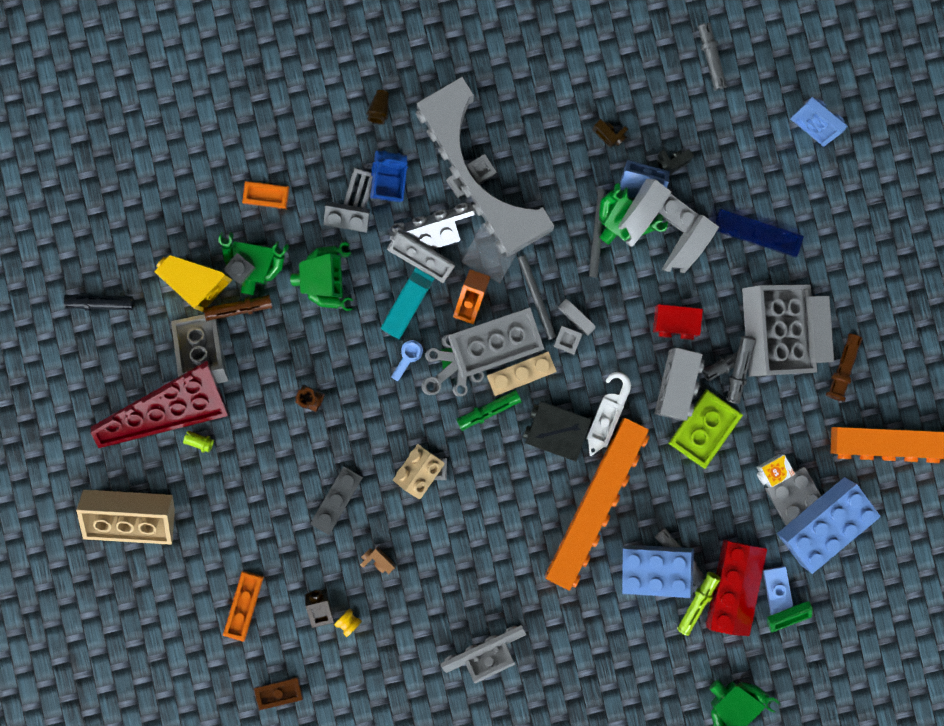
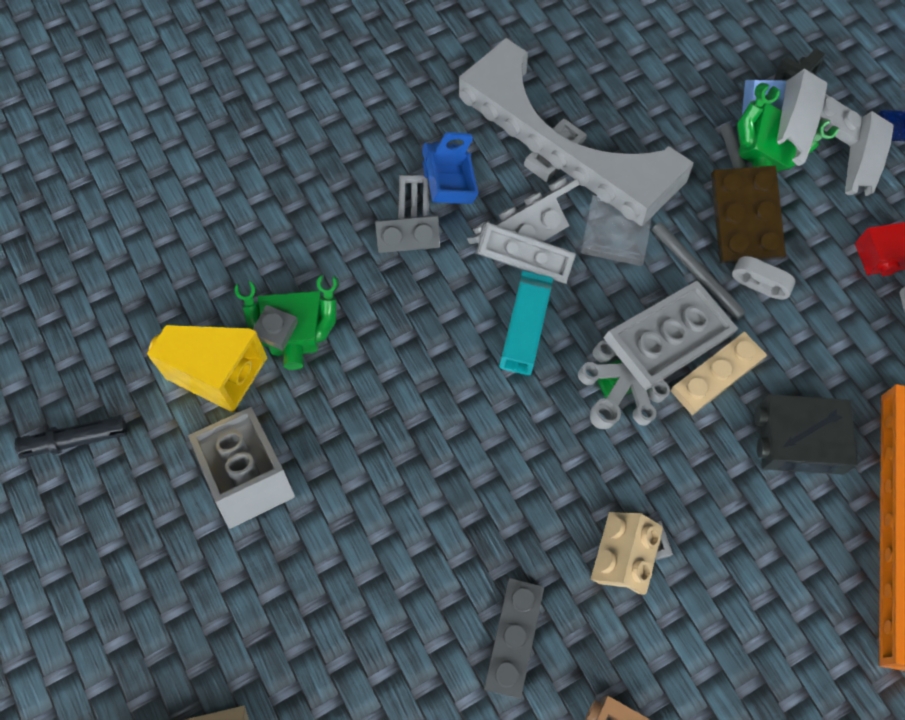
camera: 10 degrees left, 20 degrees down
(177, 404) = (218, 554): dark red wing -> none
(198, 441) = (271, 605): lime pin -> none
(238, 307) = (320, 373): reddish brown pin -> none
(265, 195) = (288, 238): orange tile -> none
(309, 398) = (430, 476): reddish brown piece -> none
(322, 276) = (397, 315): green torso -> none
(378, 108) = (410, 104): dark brown cone -> none
(411, 352) = (554, 384): light blue plate -> none
(471, 296) = (612, 288): orange slope -> none
(488, 410) = (684, 443): green pin -> none
(567, 340) = (764, 310): light grey plate -> none
(584, 268) = (748, 214): none -> dark brown plate
(607, 135) = (707, 63): dark brown bracket -> none
(607, 415) = (865, 389): white plate -> none

